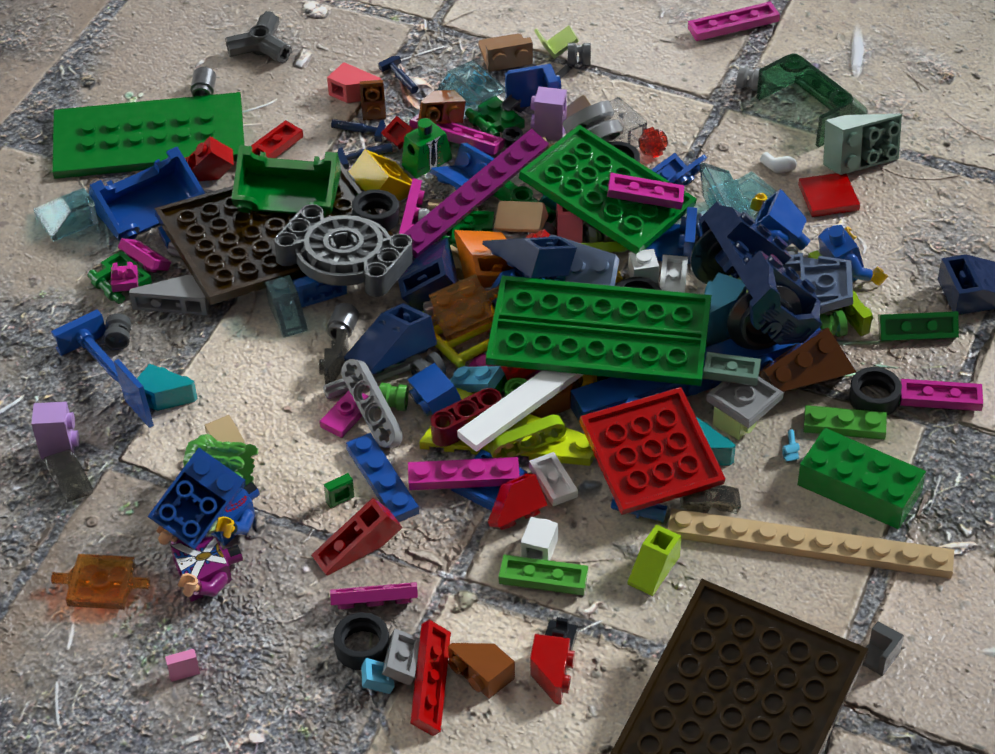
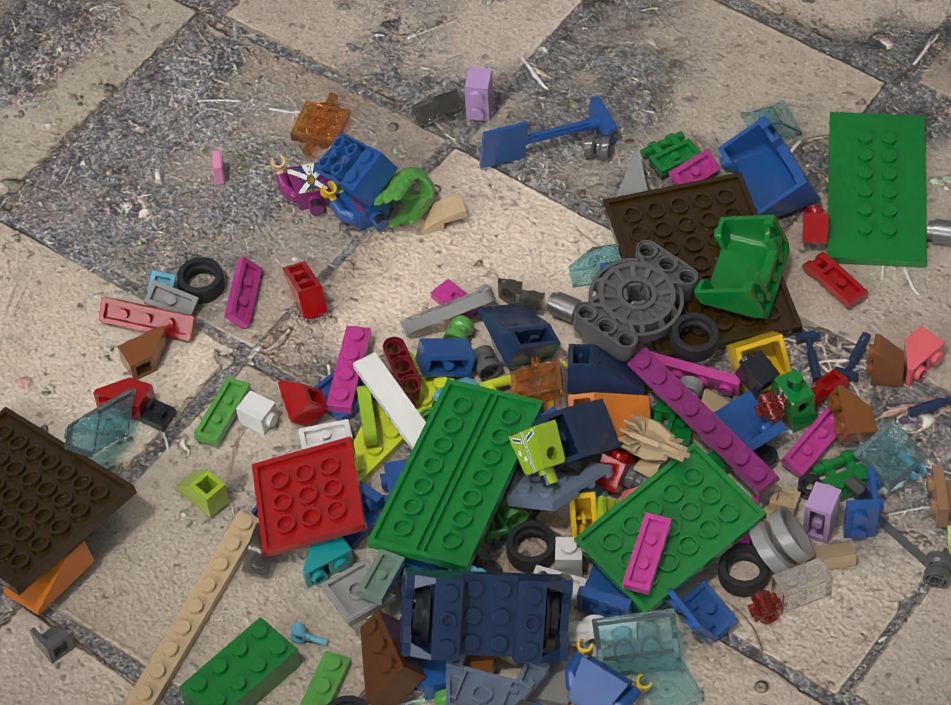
camera: 105 degrees right, 5 degrees up
(124, 277) = (657, 149): dark pink tile -> none
(166, 388) = (519, 171): teal slope -> none
(339, 490) = (360, 281): green tile -> none
(382, 477) = (372, 316): blue plate -> none
(412, 161) = (756, 372): none -> black brick
(445, 152) = (770, 406): none -> clear red gear
(521, 202) = (651, 440): none -> tan piece
(568, 258) = (539, 450): none -> lime torso
(611, 651) = (101, 426): none -> clear light blue slope

